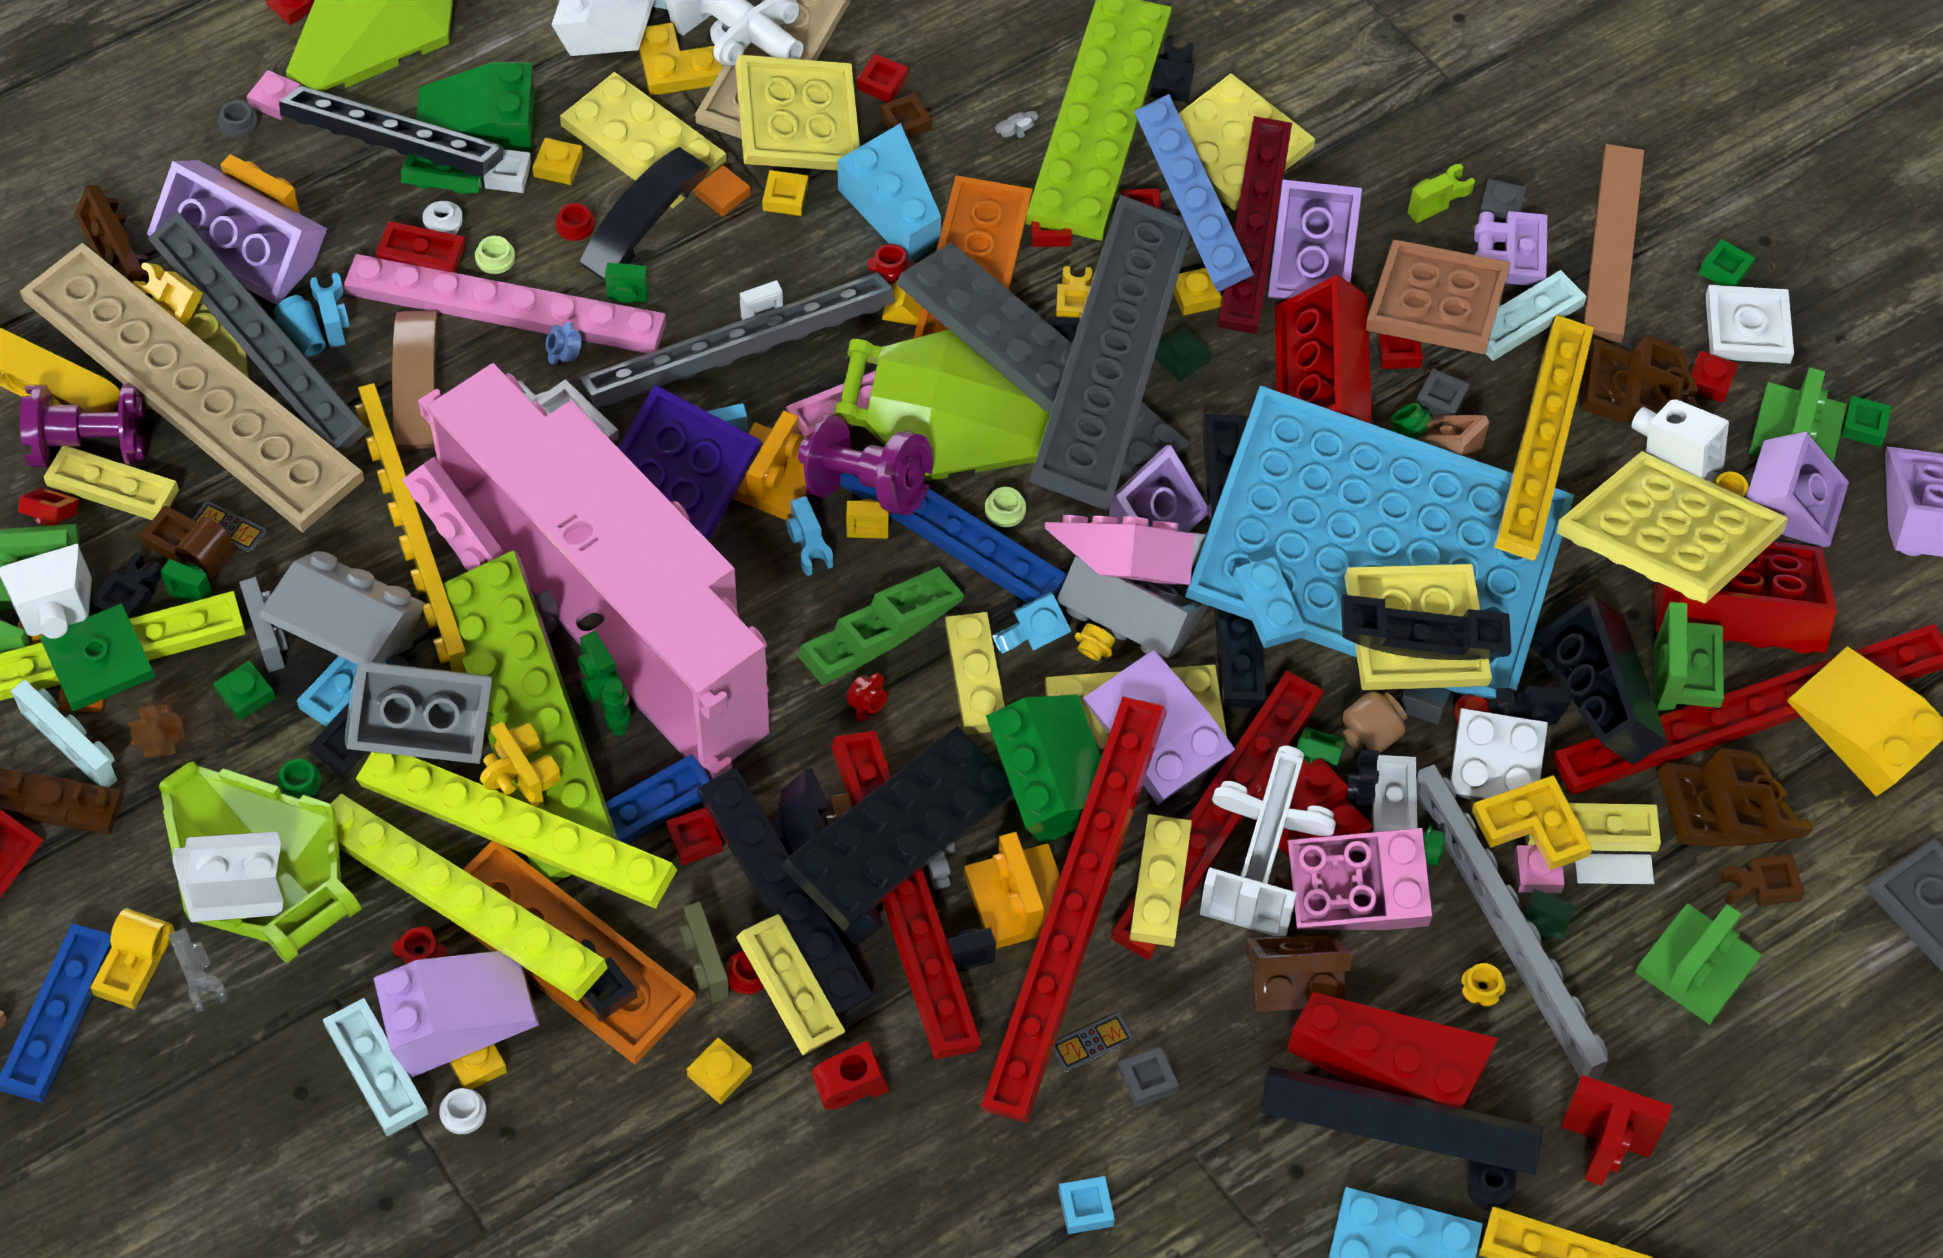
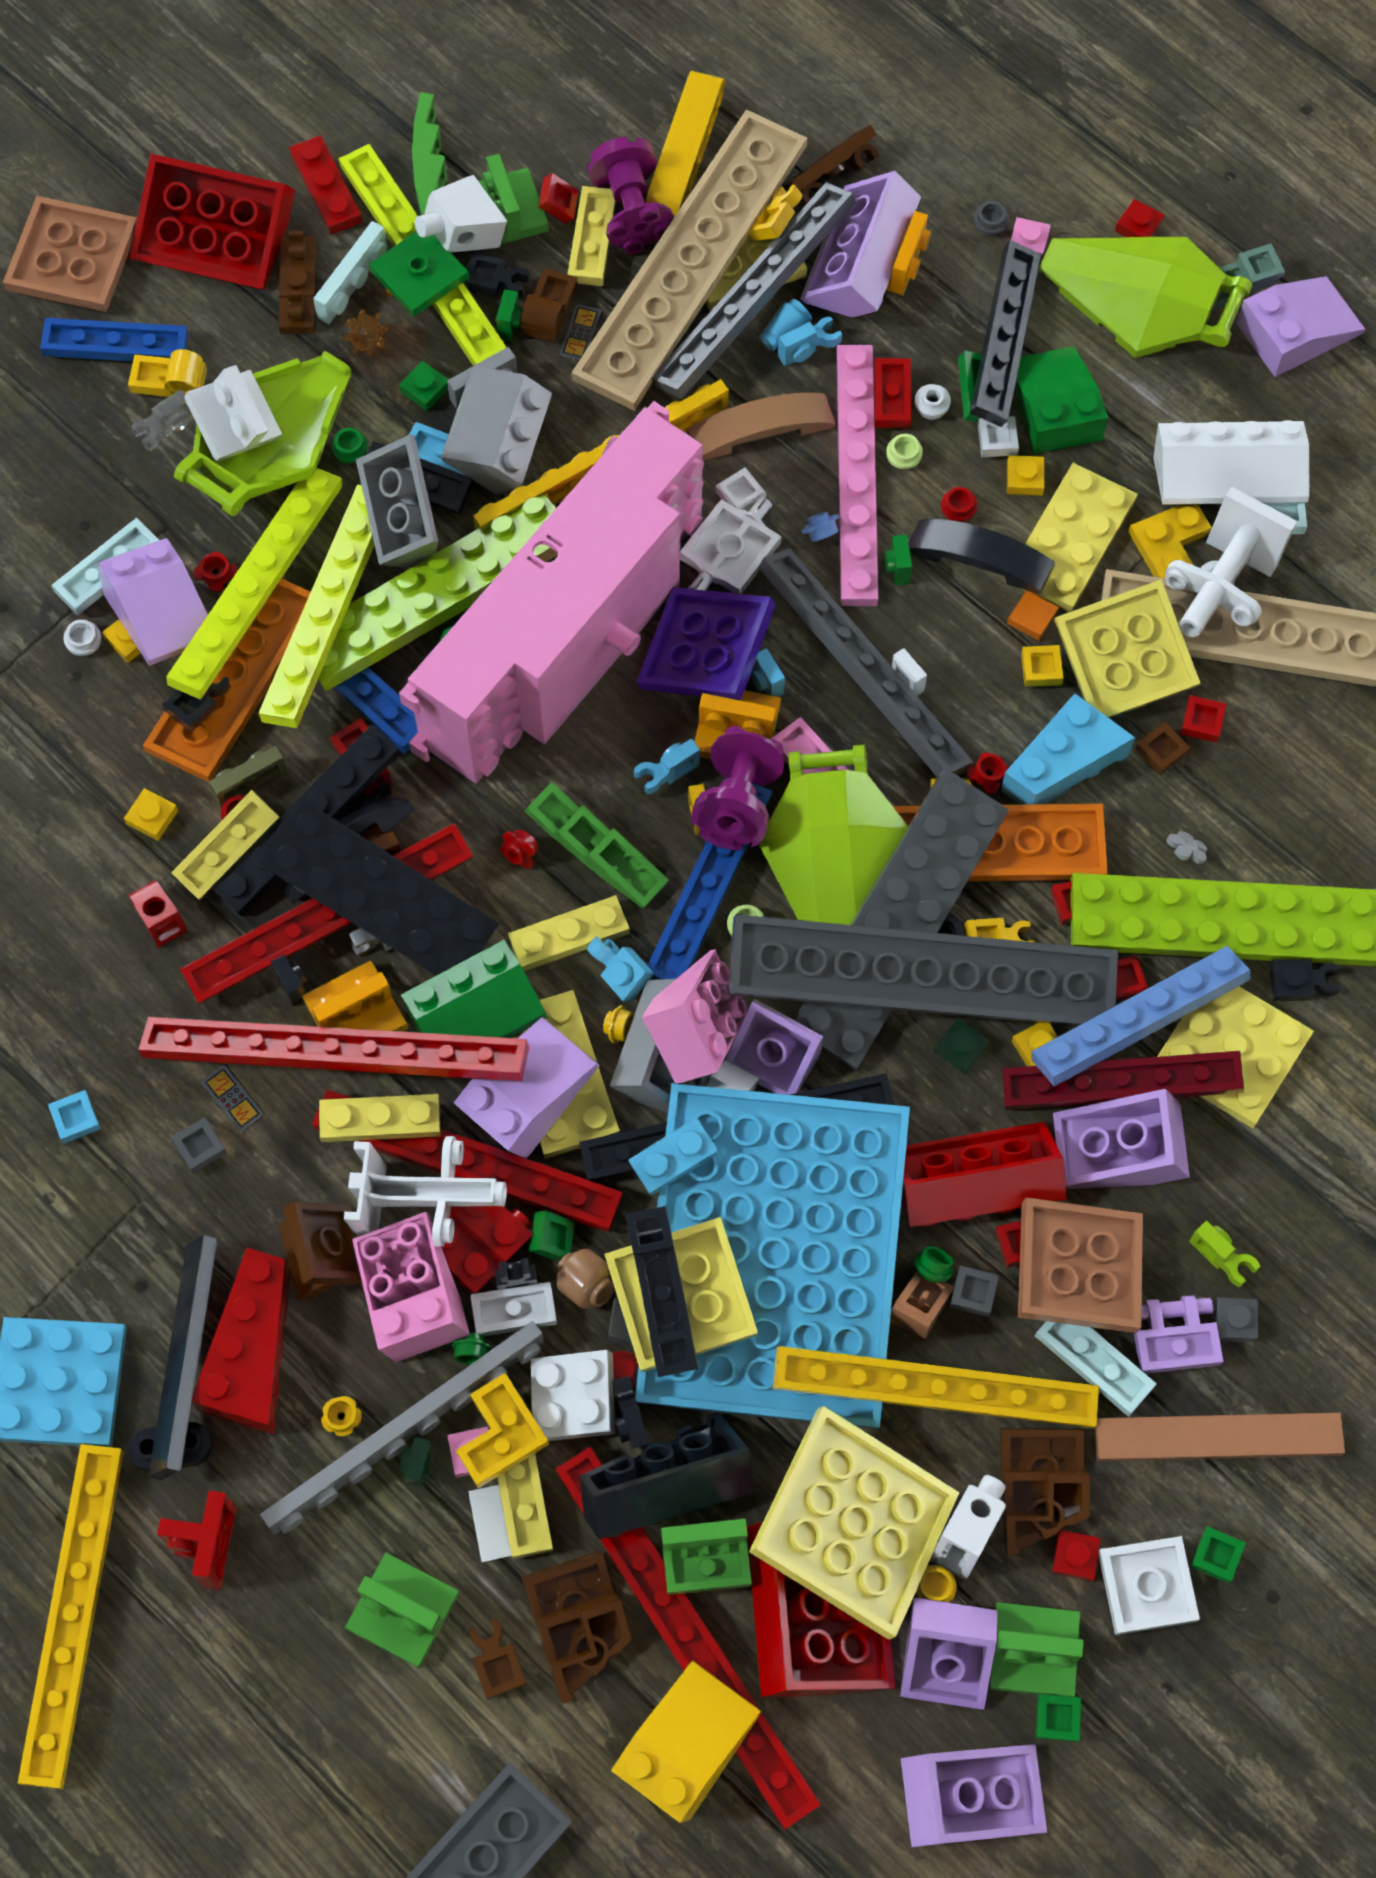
camera: 80 degrees right, 10 degrees up
(529, 777) = (369, 584): yellow hips -> none

